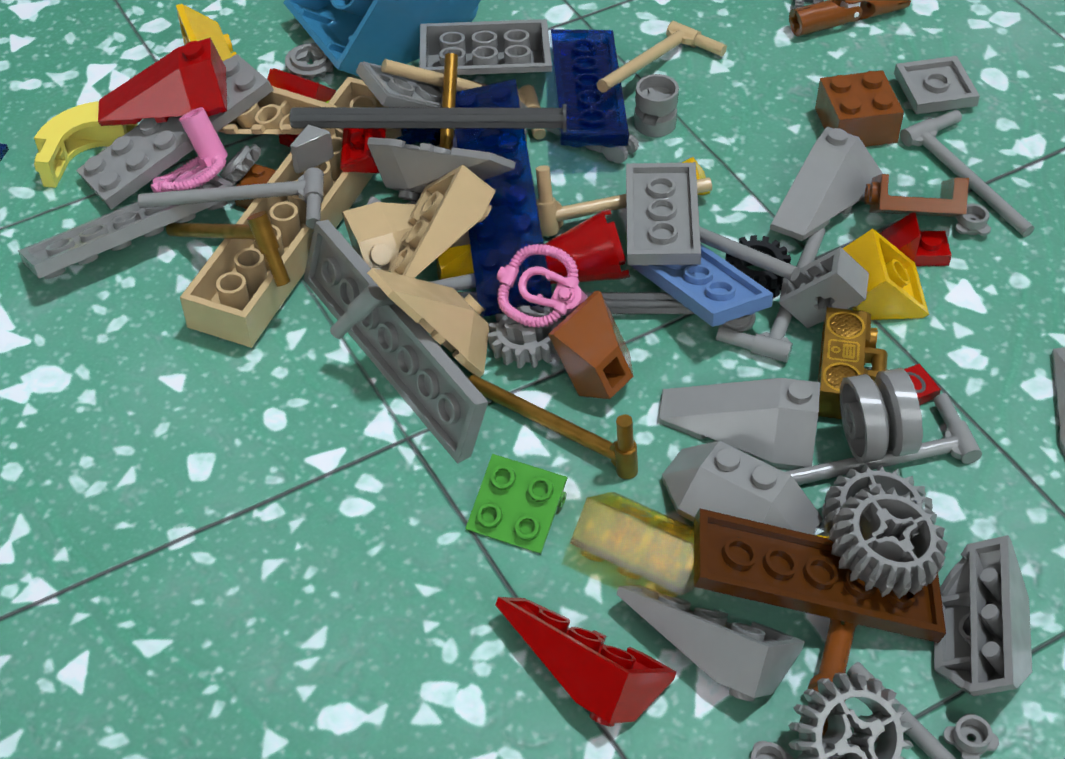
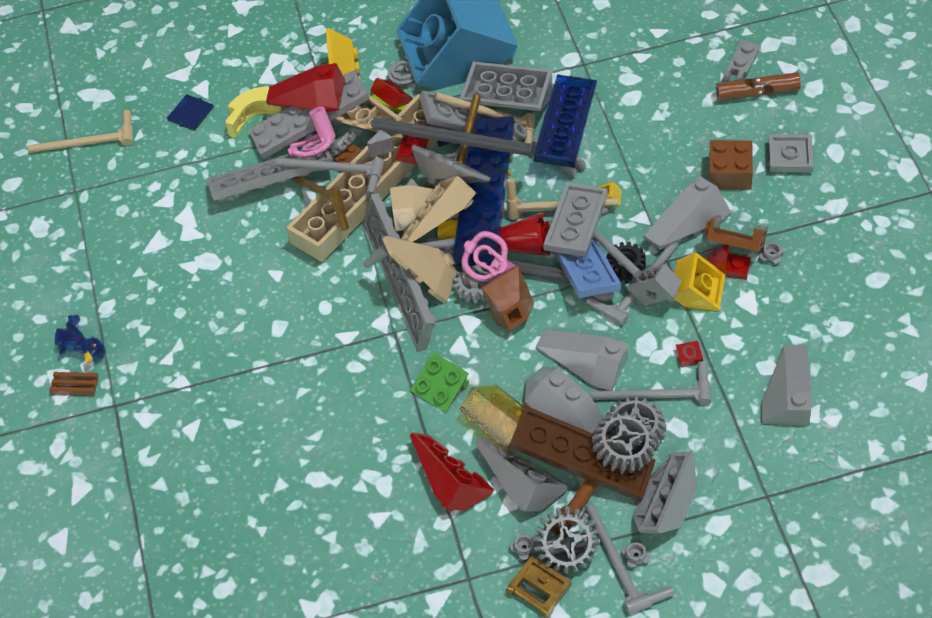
camera: 20 degrees right, 5 degrees up
(621, 452) = (502, 359): pearl gold bar -> none
(656, 105) = (603, 141): light grey wheel -> none
(676, 34) = (639, 89): tan bar -> none
(845, 349) = (648, 339): pearl gold piece -> none
(881, 415) = (651, 369): light grey wheel -> none
(925, 134) = (768, 187): light grey bar -> none

